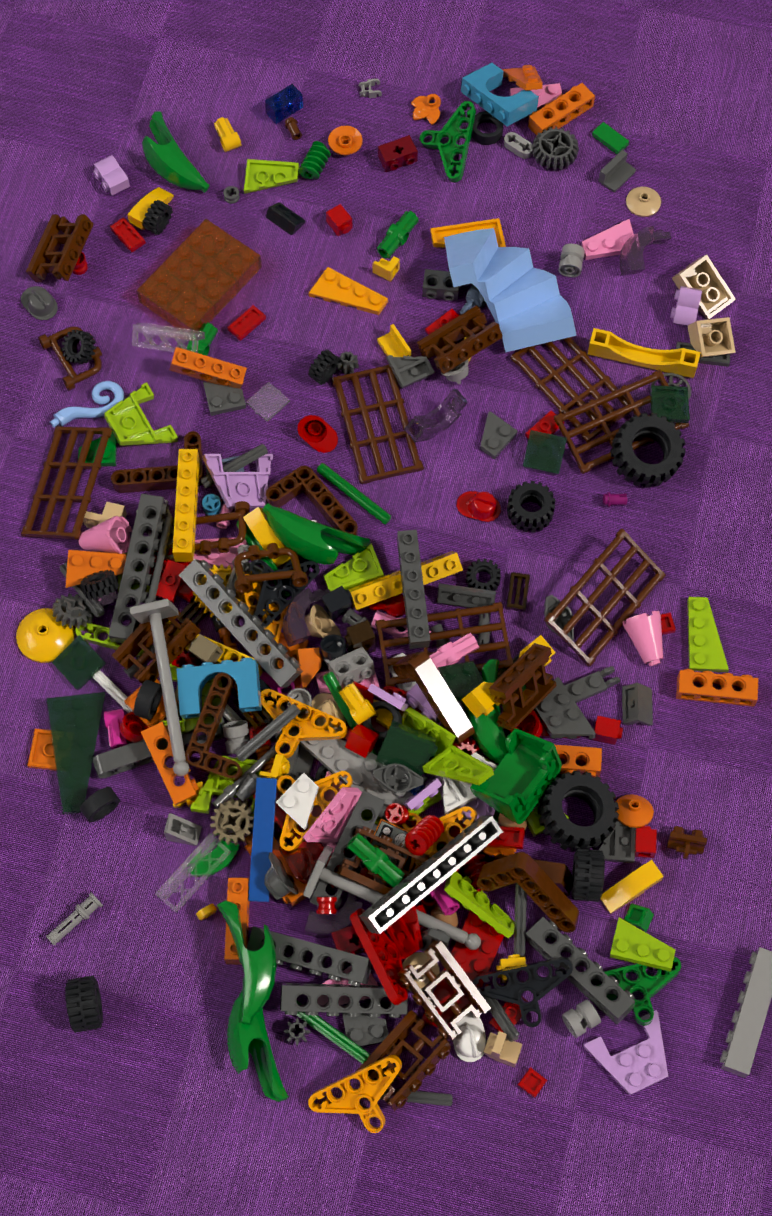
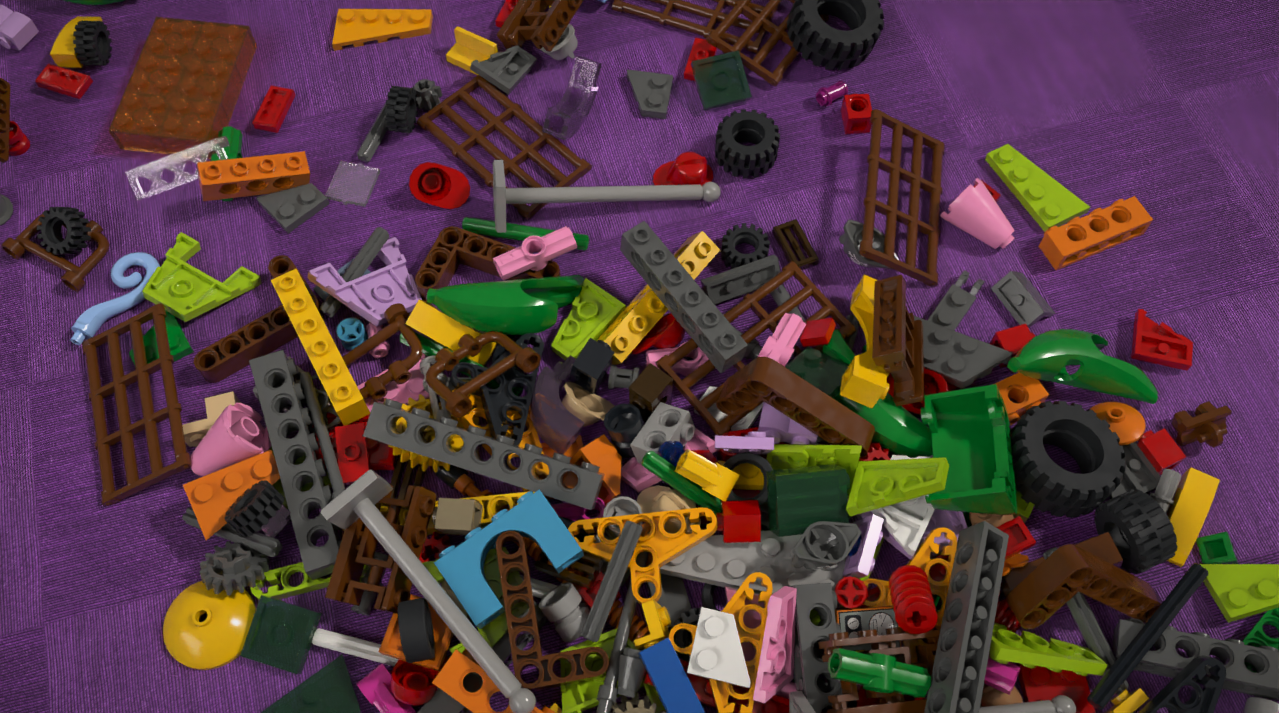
camera: 30 degrees left, 5 degrees down
(297, 376) = (373, 137): none -> dark grey axle
(345, 676) = (671, 451): none -> clear blue plate
(349, 463) = (501, 195): none -> light grey piece
(357, 513) = (522, 259): none -> bright pink piece
(483, 655) = (817, 332): none -> red tile
(549, 932) = (1147, 636): none -> black axle
(620, 514) = (856, 113): none -> red brick
(620, 748) = (1050, 352): none -> green piece
(624, 868) = (1166, 488): none -> light grey axle
(701, 779) = (1160, 344): none -> red wing

